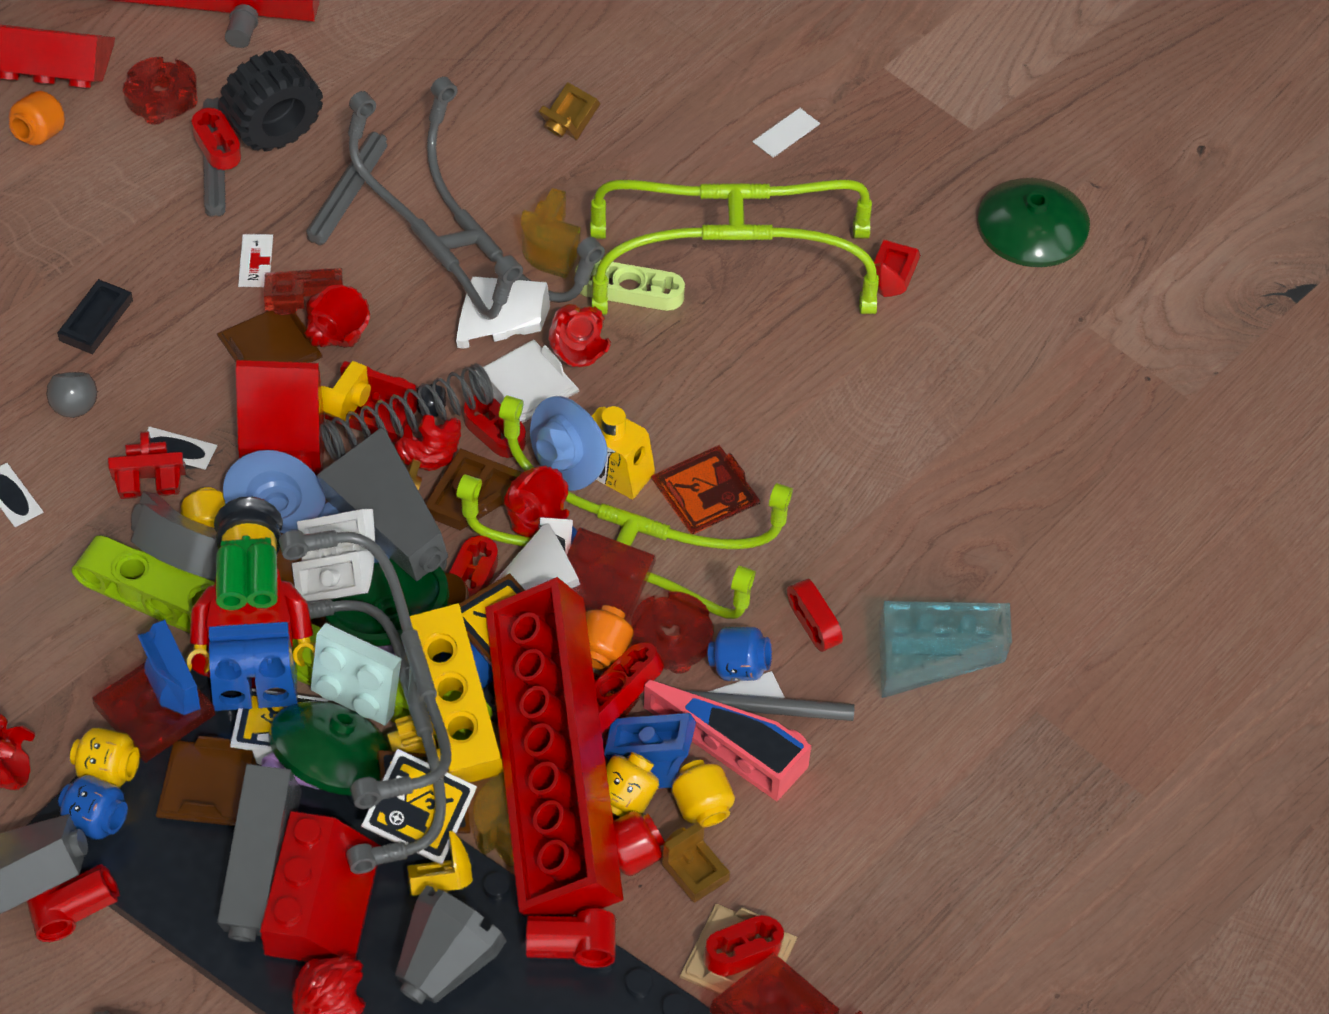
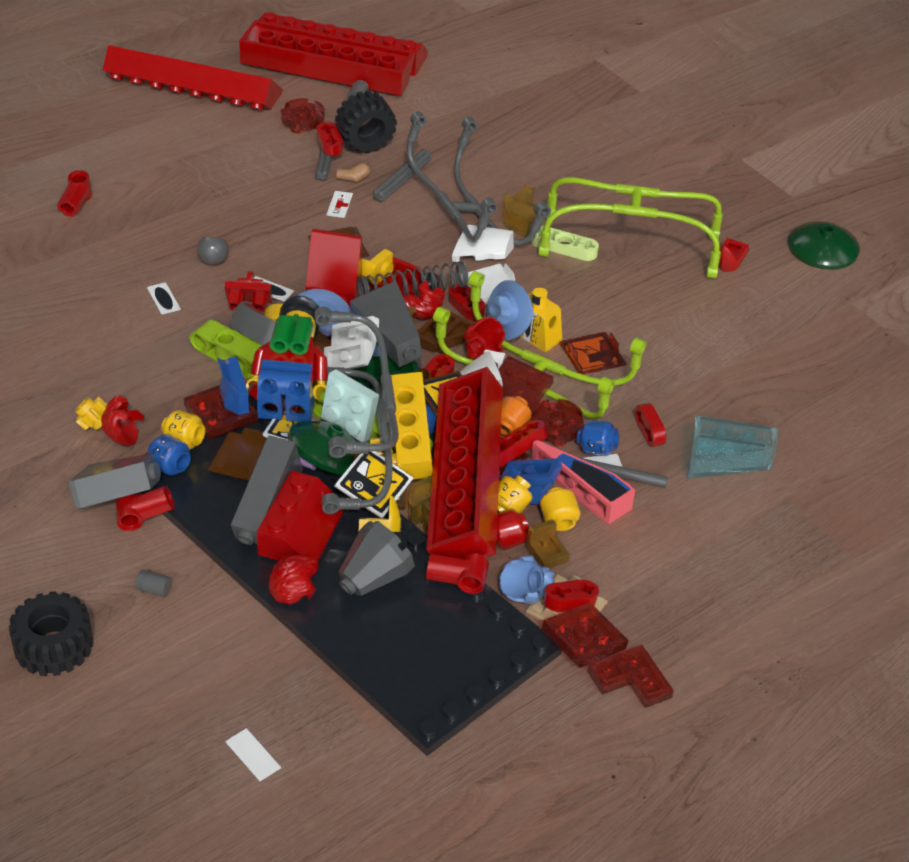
camera: 10 degrees right, 10 degrees down
(36, 118) = (226, 118): orange head -> none
(95, 316) = (237, 217): black tile -> none
(270, 198) = (354, 174): none -> medium nougat arm
(287, 289) = (354, 217): clear red plate -> none
(336, 317) = (381, 232): red hair -> none
(570, 112) = (544, 154): pearl gold bracket -> none
(577, 335) = (527, 261): red hair -> none
(672, 931) = (525, 580): none -> medium blue hair
(786, 132) = (676, 182): white sticker -> none

